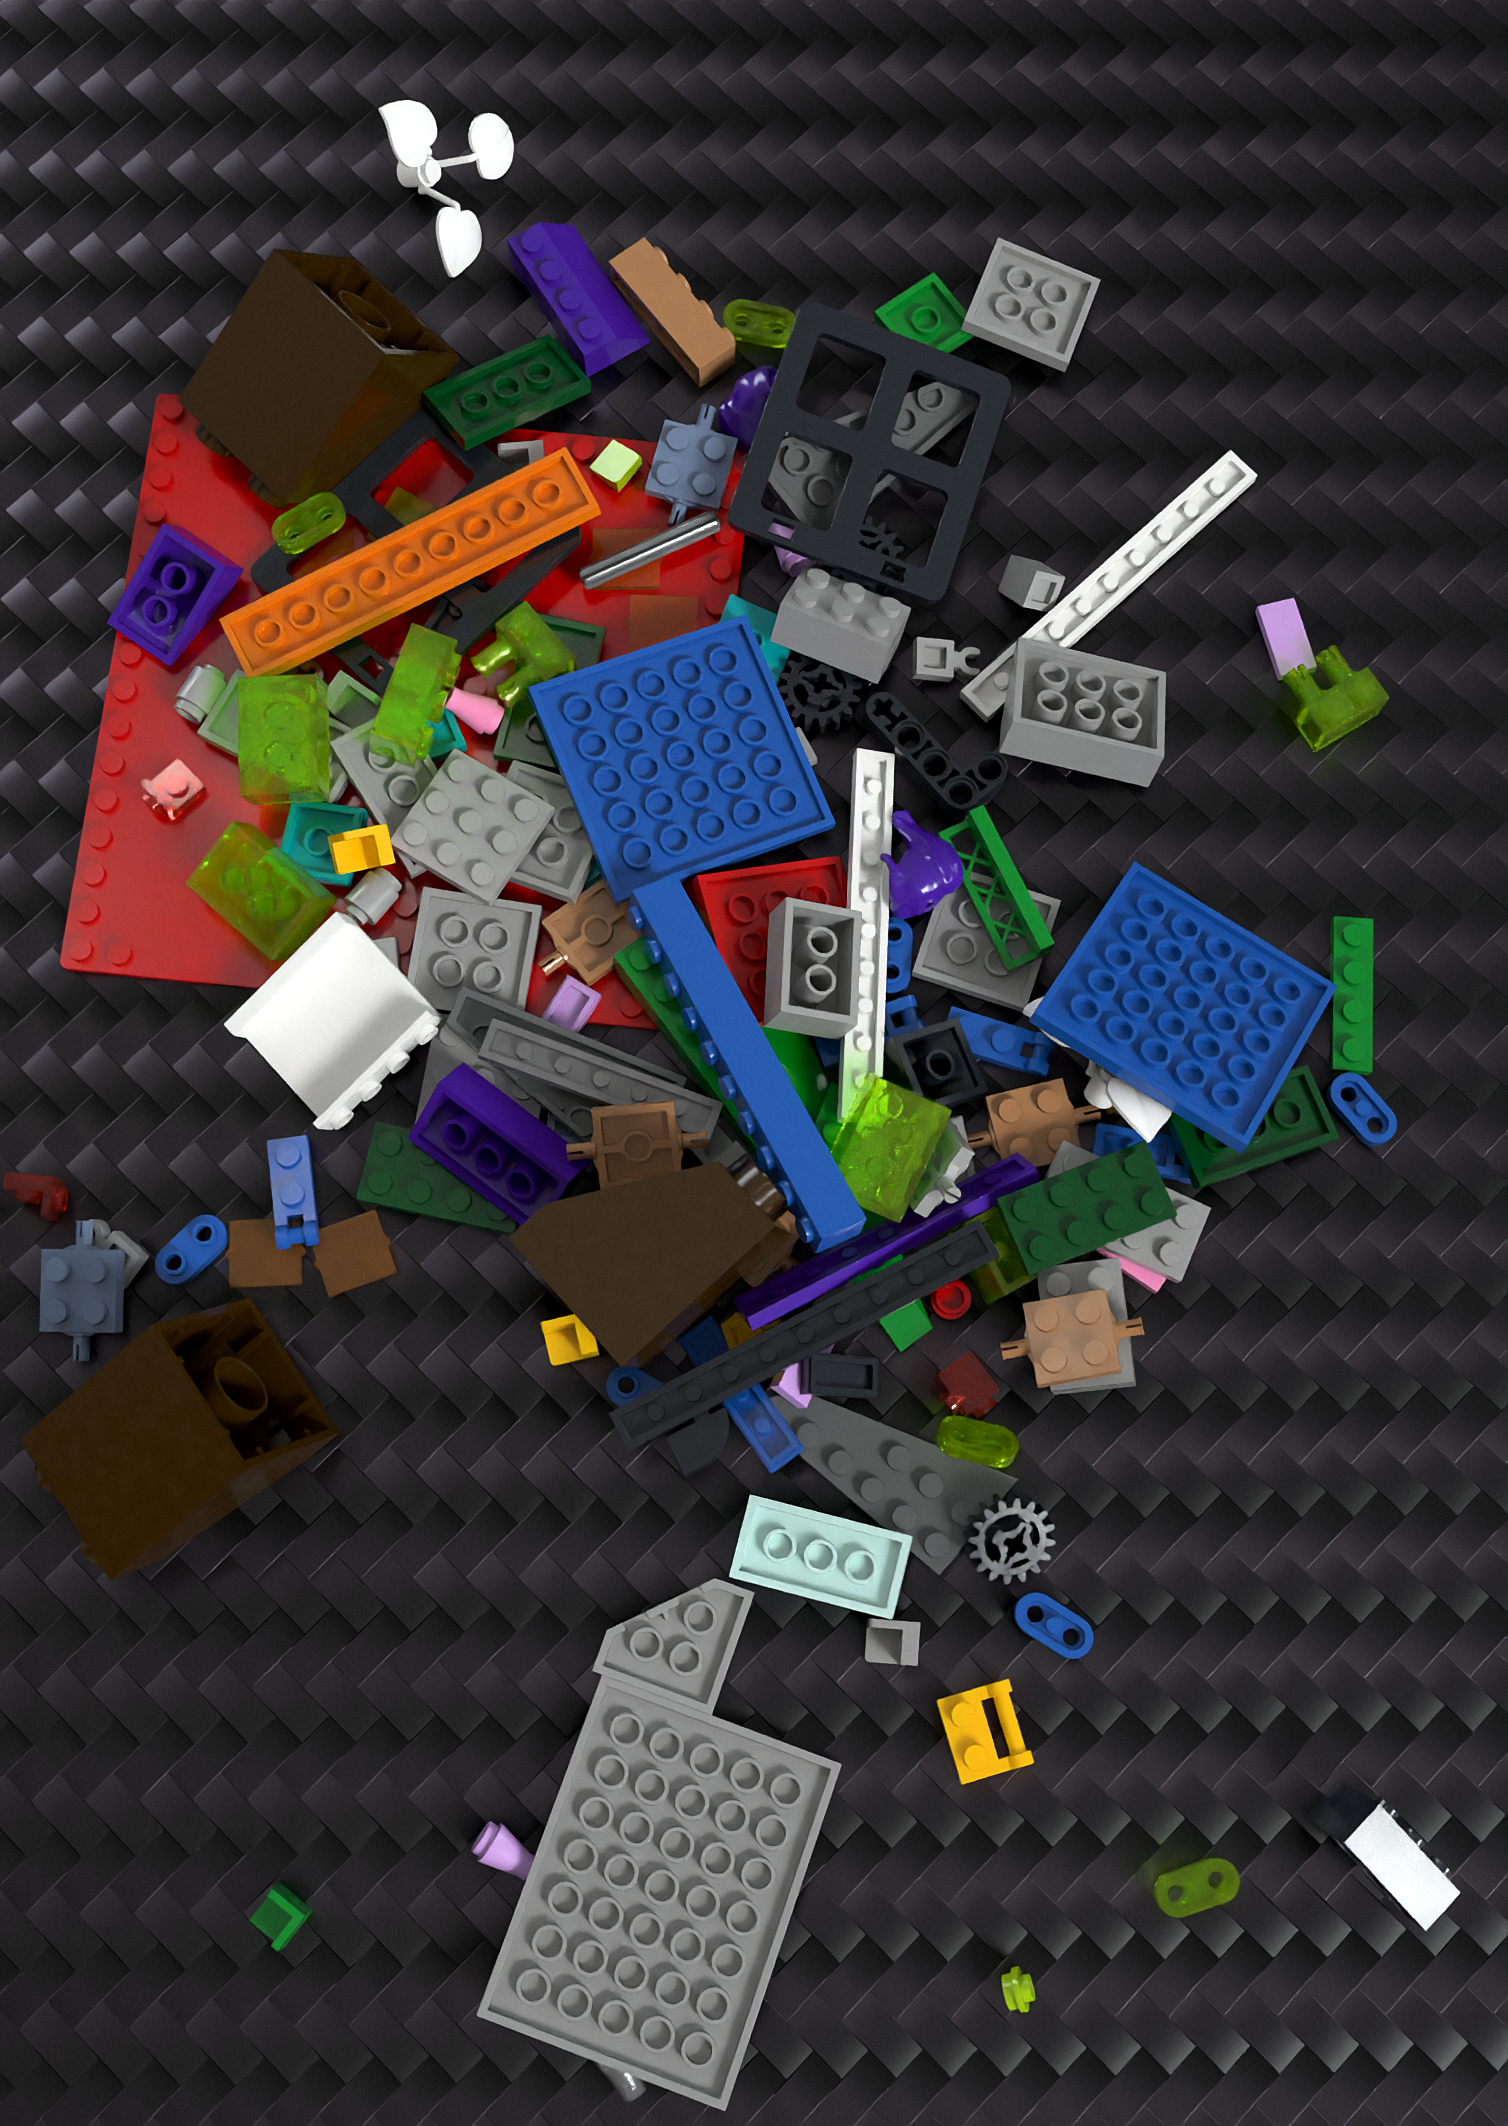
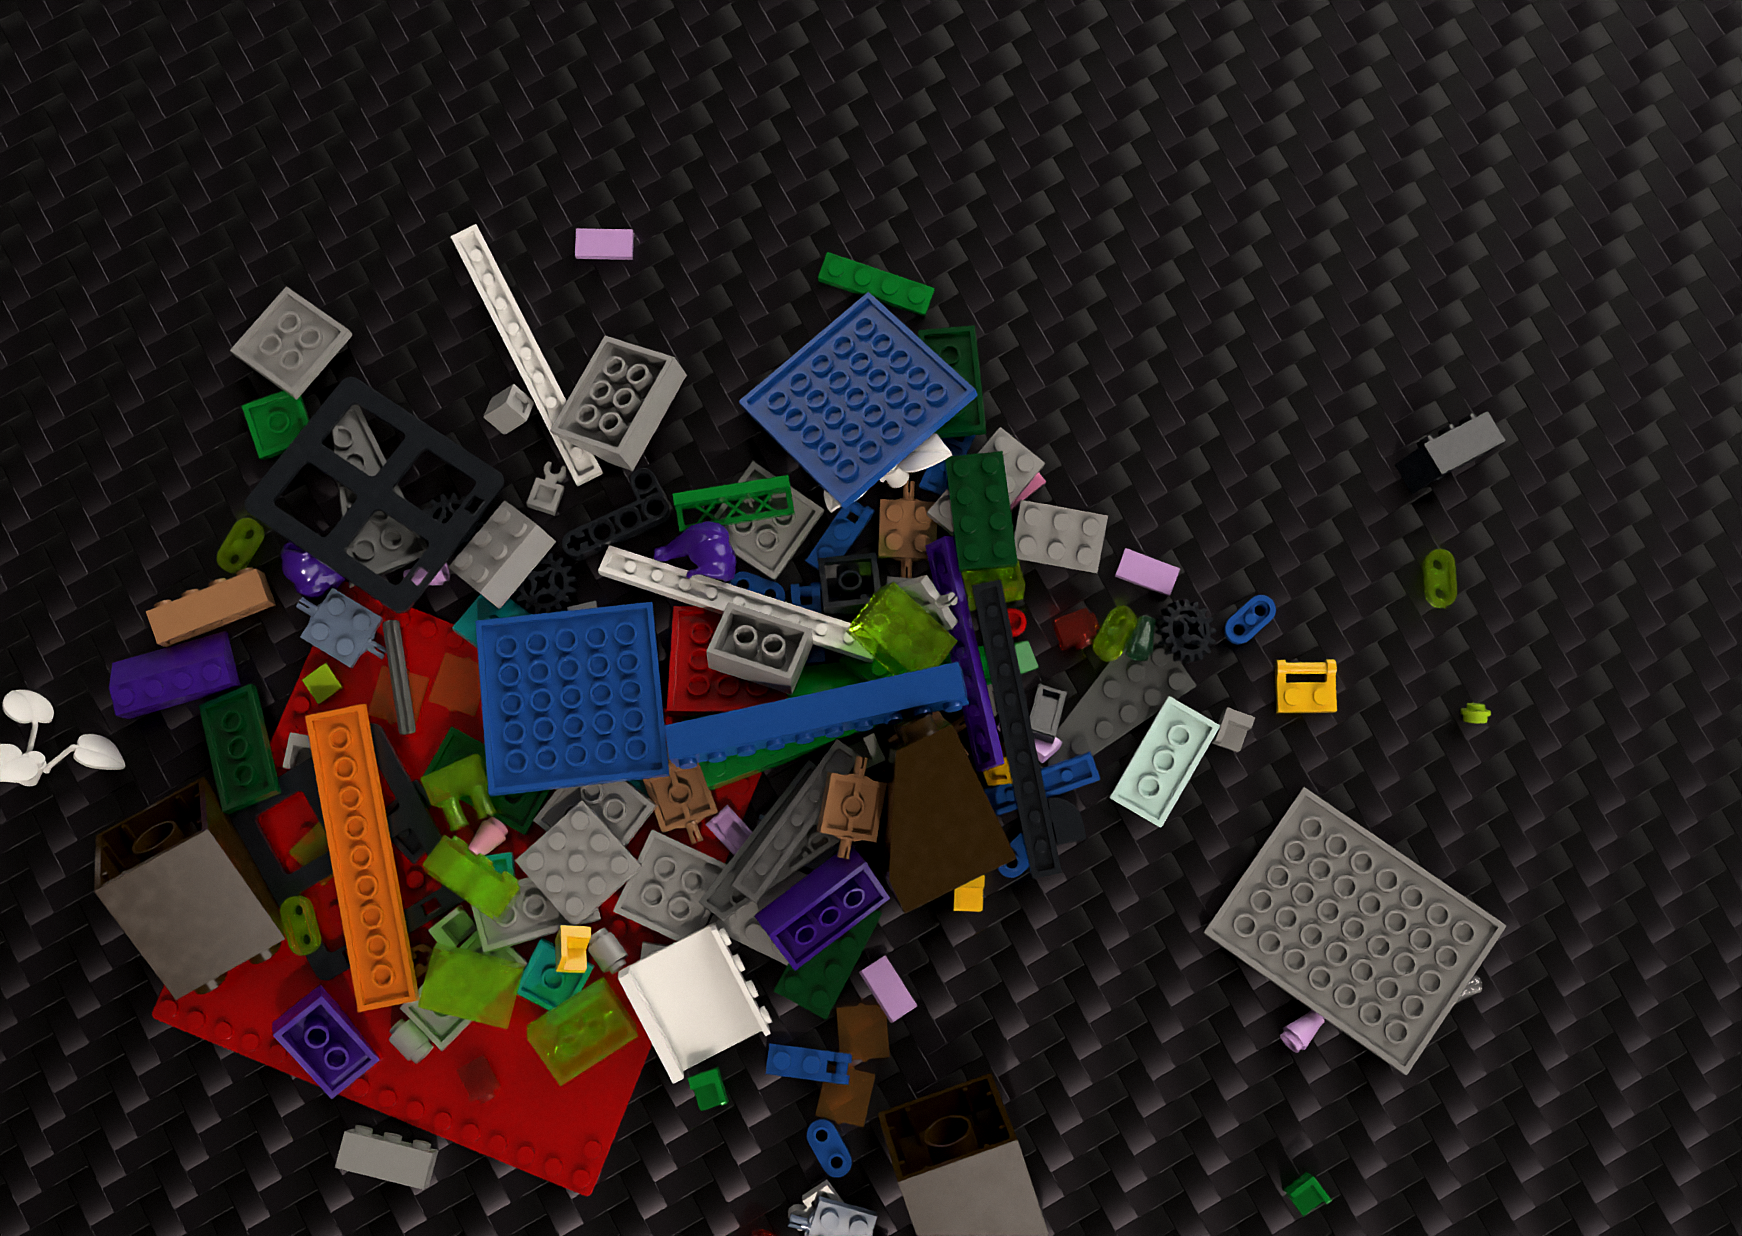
camera: 70 degrees left, 5 degrees up
(51, 709) = (387, 1157): none -> light grey brick
(231, 1075) = (708, 1089): none -> green panel
(416, 1268) = (888, 989): none -> lavender tile
(679, 1645) = (1197, 874): light grey plate -> none
(978, 1478) = (1141, 641): none -> clear green cone
(1072, 1338) = (1068, 548): medium nougat plate -> none
(1075, 1465) = (1147, 572): none -> lavender tile
(1342, 708) = (671, 229): clear neon green brick -> none
(1364, 1107) = (957, 303): blue plate -> none

